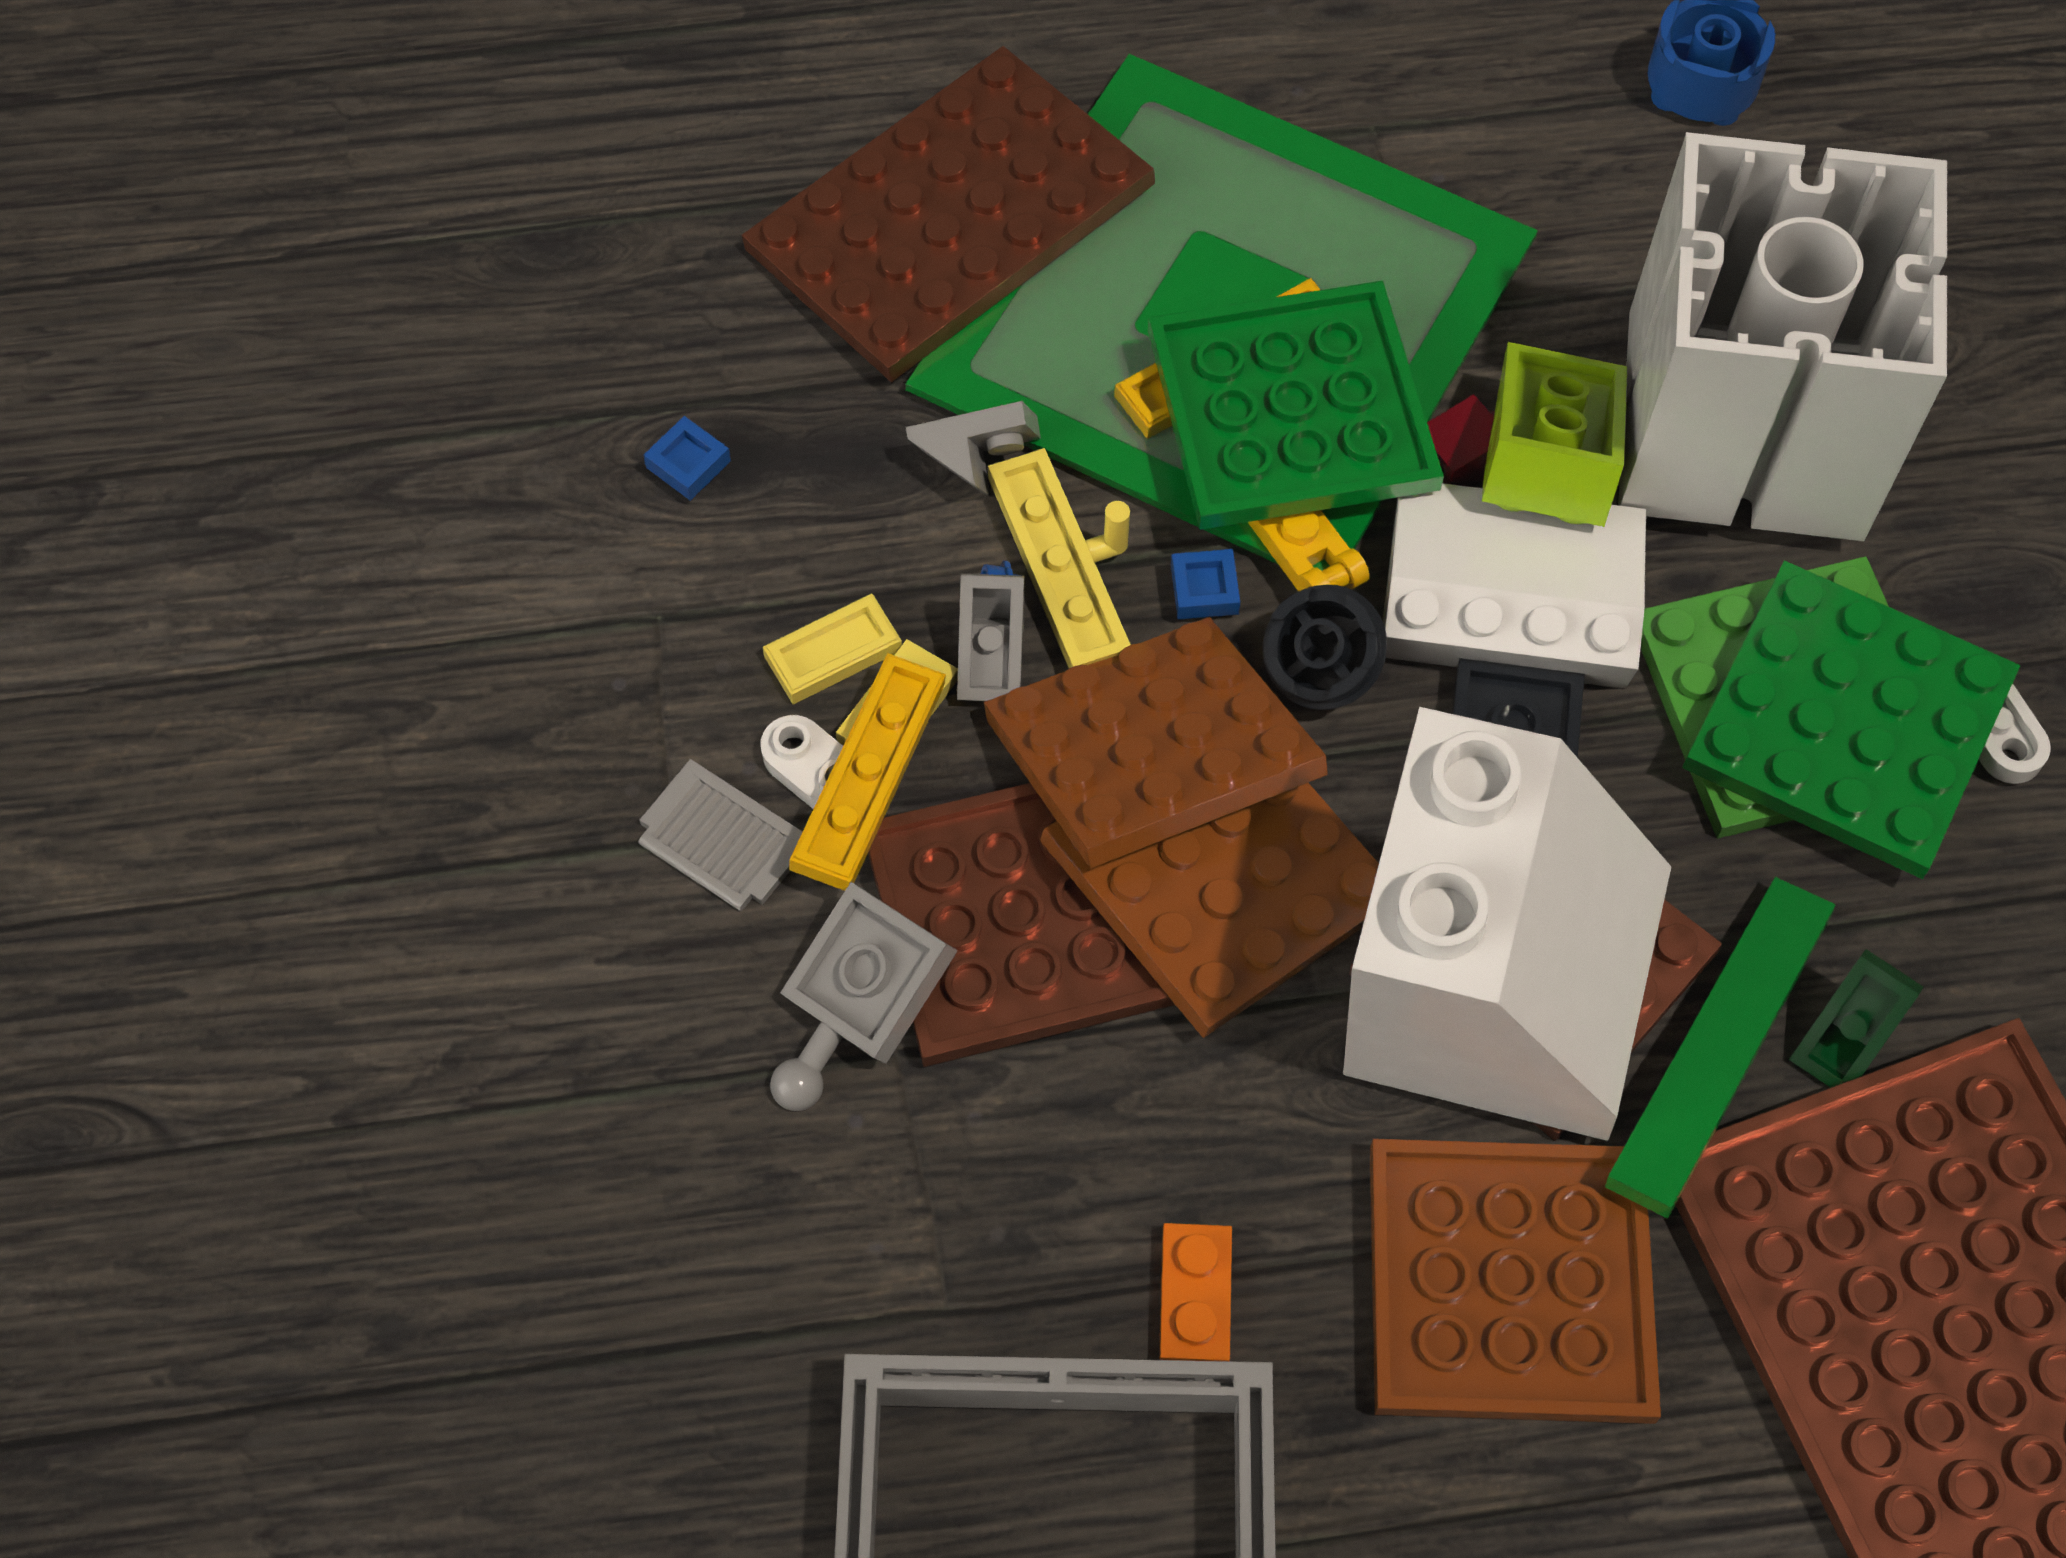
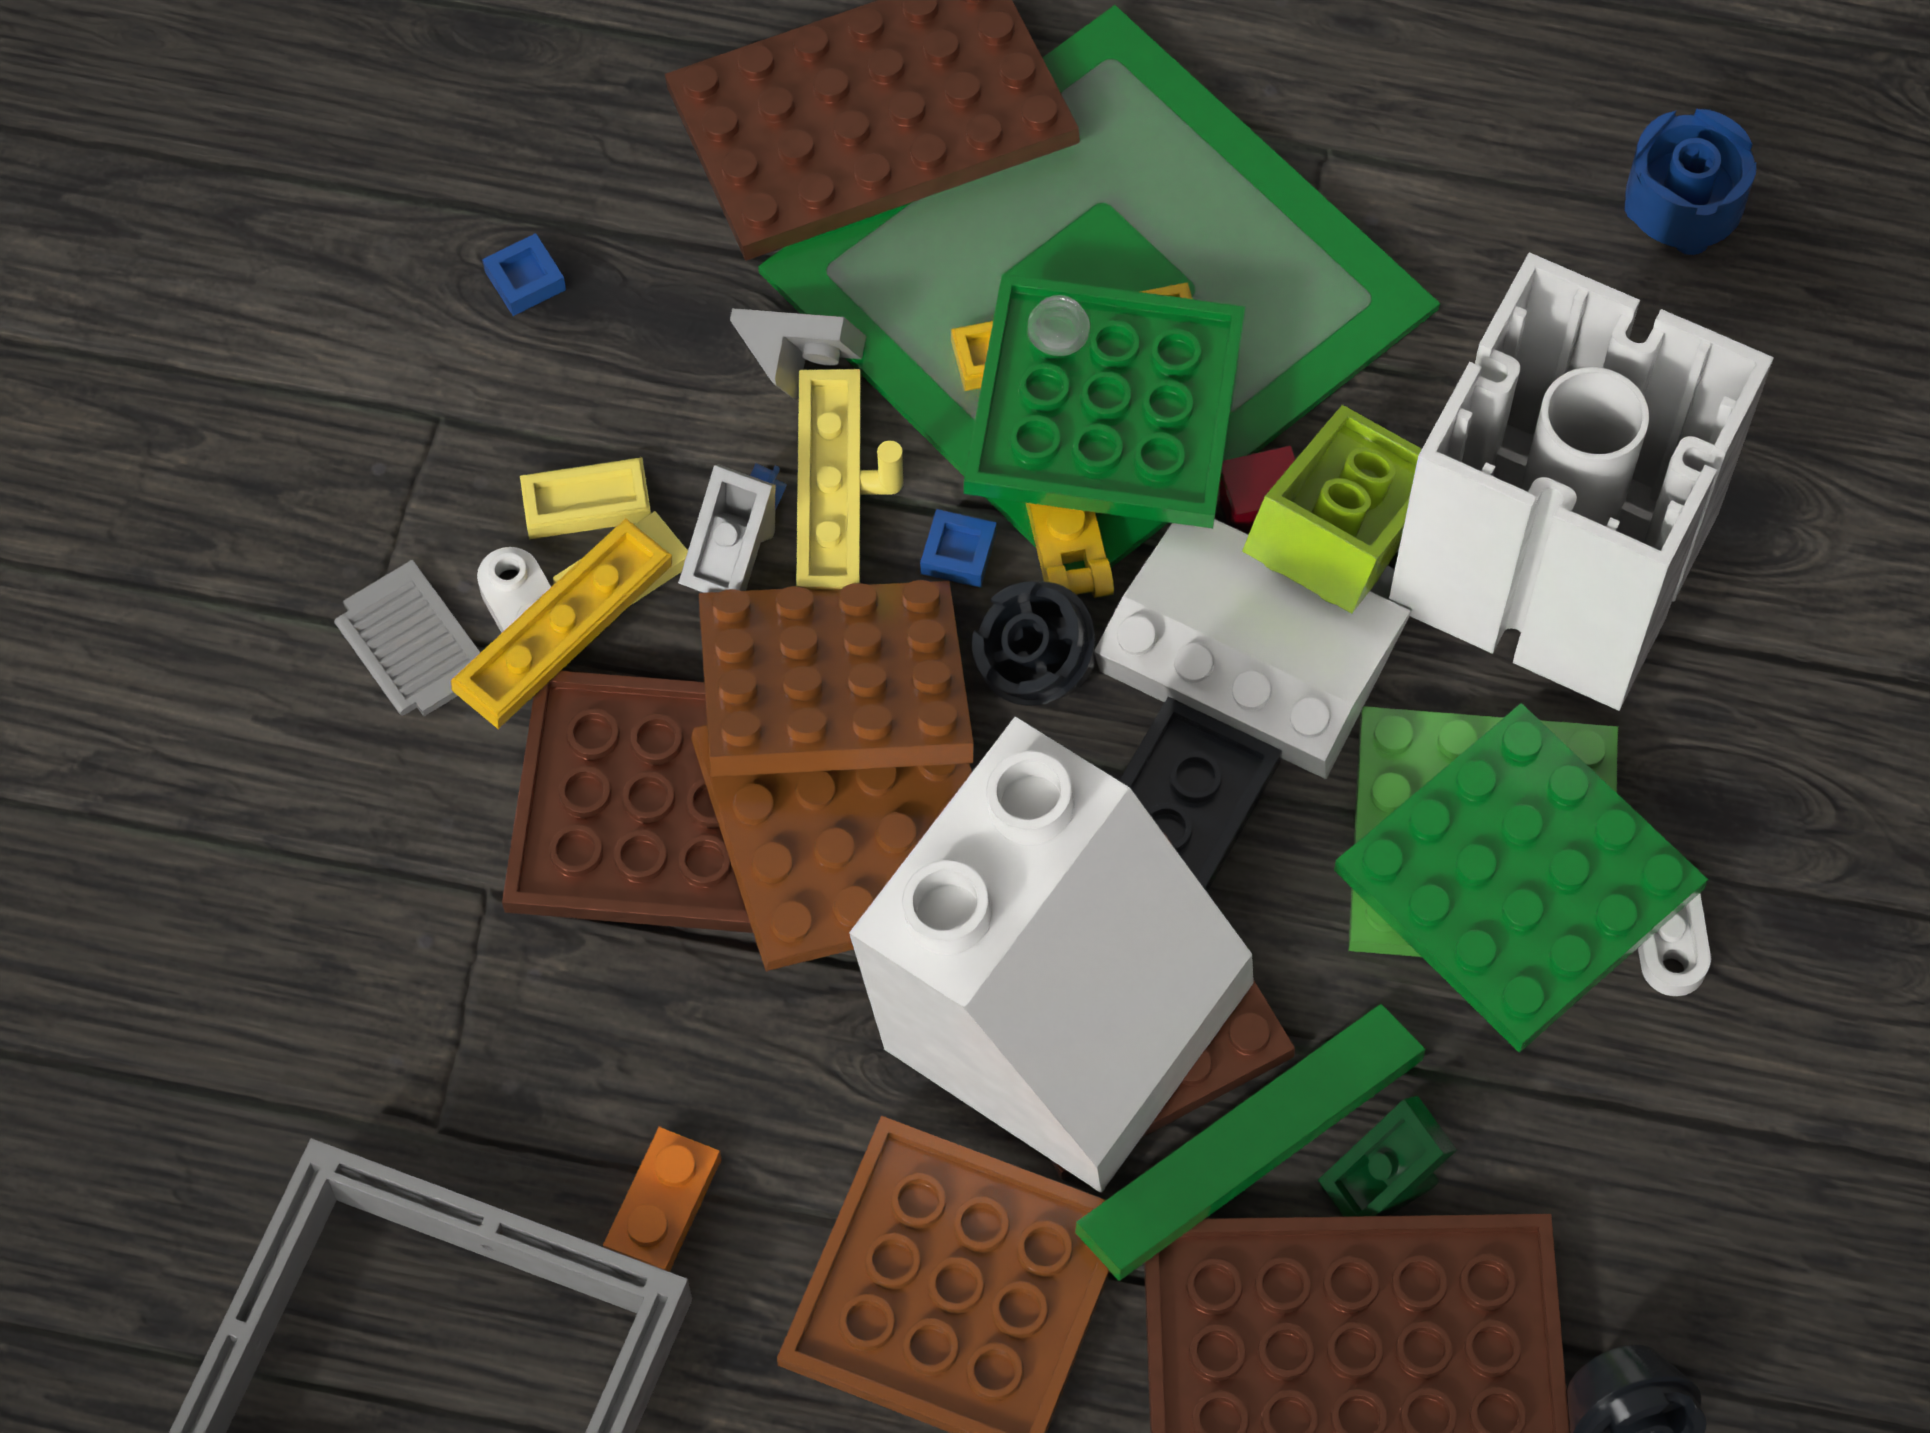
camera: 20 degrees right, 0 degrees up
(863, 983) = (472, 820): light grey plate -> none
(1227, 347) = (1058, 326): none -> clear plate

